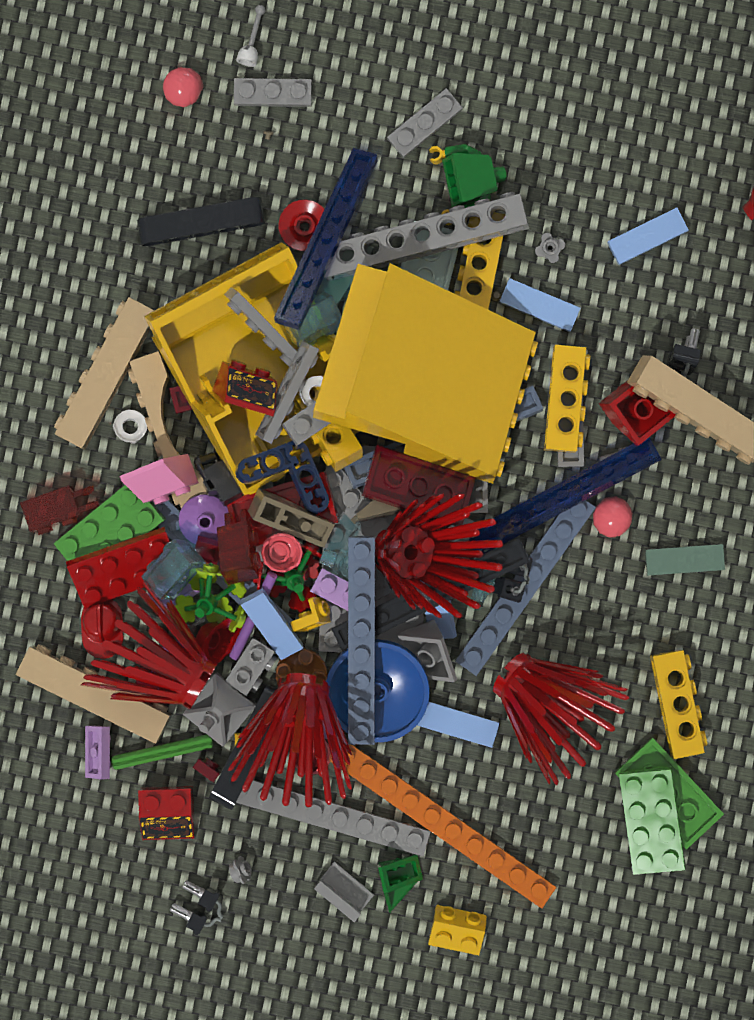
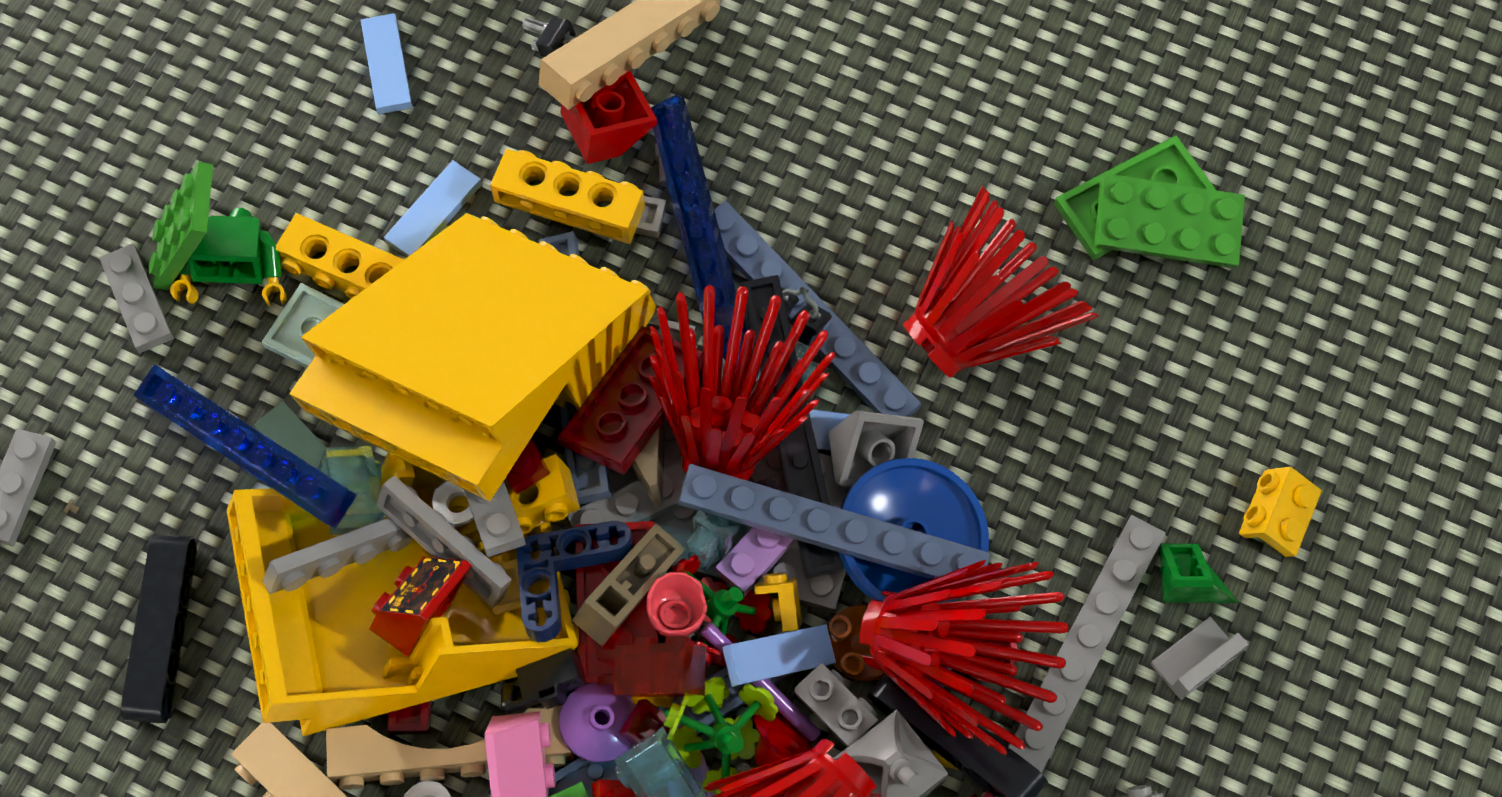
camera: 75 degrees left, 20 degrees down
(293, 216) = (202, 476): red dish -> none
(346, 435) = (527, 469): none -> dark red plate
(449, 827) = (1136, 485): orange plate -> none
(459, 724) = (986, 439): light blue tile -> none
(469, 145) = (181, 226): none -> bright green plate
(514, 221) = (285, 194): light grey brick -> none
(551, 255) = (364, 188): light grey plate -> none
(612, 516) = (744, 184): coral hair -> none
(662, 666) = (1001, 170): yellow brick -> none
(684, 559) = (824, 113): sand green tile -> none

